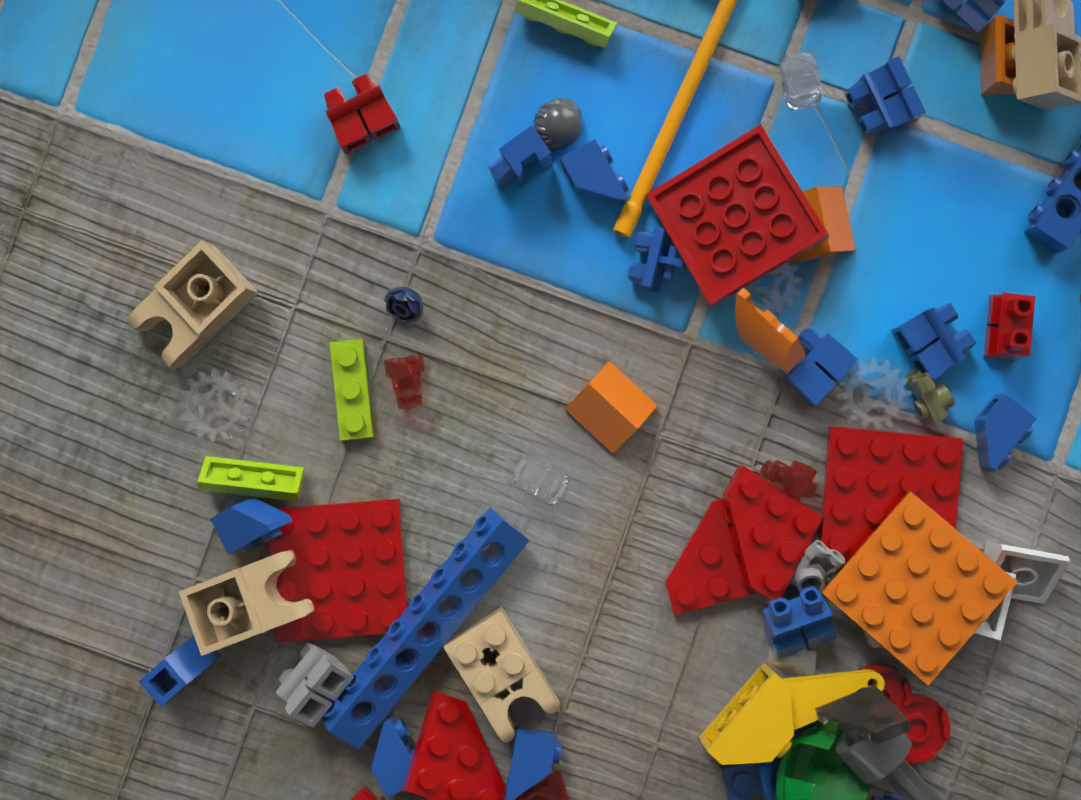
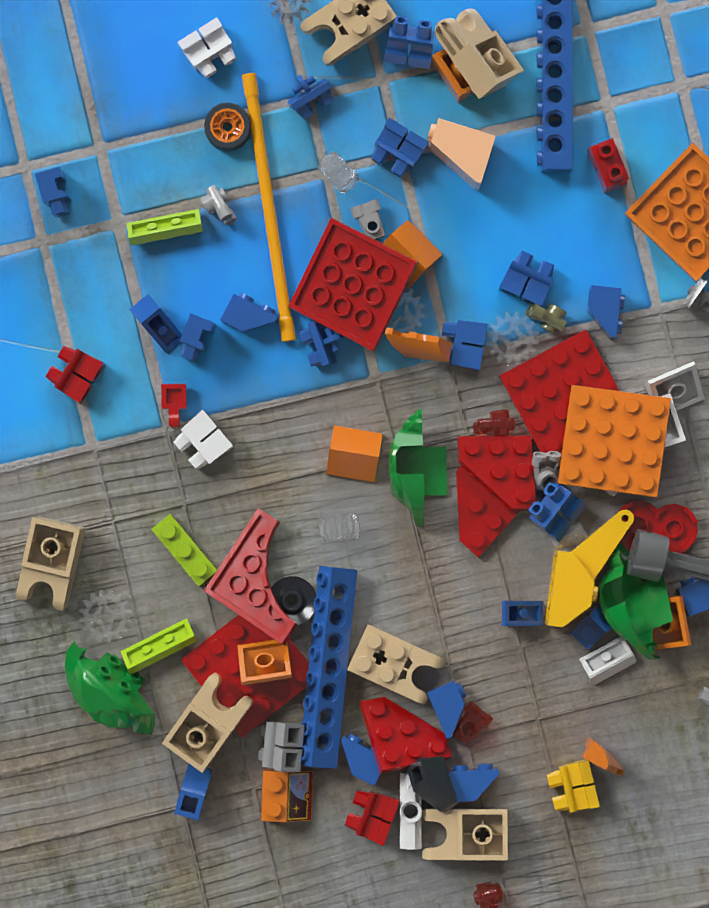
camera: 30 degrees left, 0 degrees up
(160, 492) = (108, 691): none -> green animal
(247, 523) = (175, 675): blue slope -> none
(281, 744) = (287, 796): none -> slope
(355, 576) = (264, 662): none -> orange slope
(392, 472) = (244, 581): none -> plate
(404, 304) = (182, 474): dark blue plate -> none
(406, 373) = (211, 517): clear red plate -> none
(416, 531) = (302, 591): none -> black dish
(450, 214) = (172, 399): none -> red plate
(457, 295) = (195, 433): none -> white hips
(486, 117) = (156, 323): none -> blue slope
(558, 123) = (204, 297): dark grey hair -> none
(642, 27) = (216, 201): none -> light grey plate
(669, 471) = (416, 469): none -> green animal
(683, 711) = (522, 613): none -> blue slope
(802, 149) = (369, 213): none -> light grey plate
(866, 714) = (629, 538): clear smoke wing -> none
(958, 144) = (461, 149): none -> light nougat slope
(1015, 320) = (569, 238): red hips -> none

